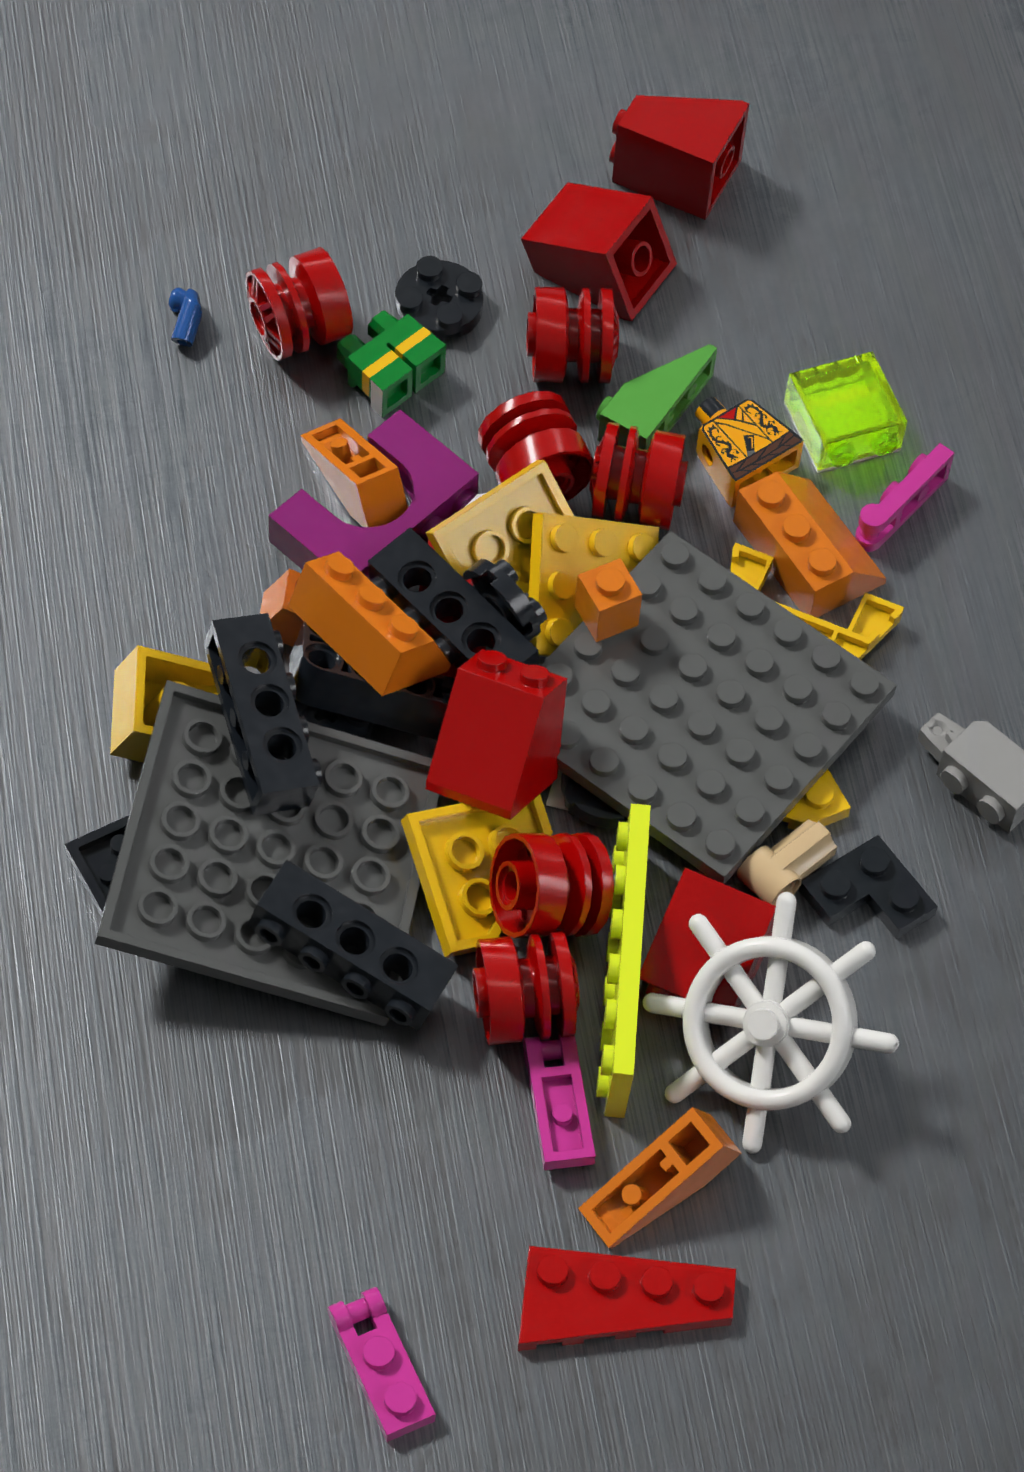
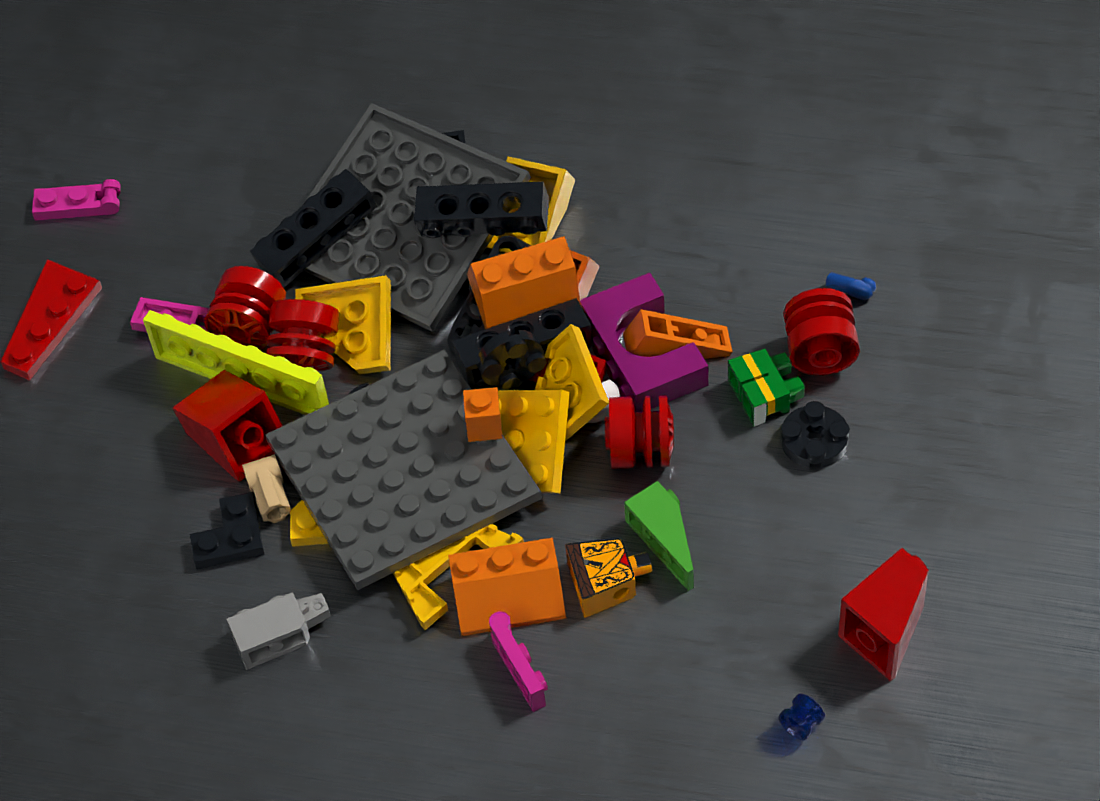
camera: 120 degrees right, 5 degrees down
(499, 734) = (413, 332): red slope -> none
(571, 335) = (733, 484): red wheel -> none
(602, 241) = (817, 538): red slope -> none
(639, 476) = (593, 485): red wheel -> none
(660, 1177) = (100, 355): orange slope -> none
(770, 1023) = (147, 414): white piece -> none
(838, 212) = (801, 716): none -> clear blue wheel
(845, 412) = (605, 649): clear neon green piece -> none

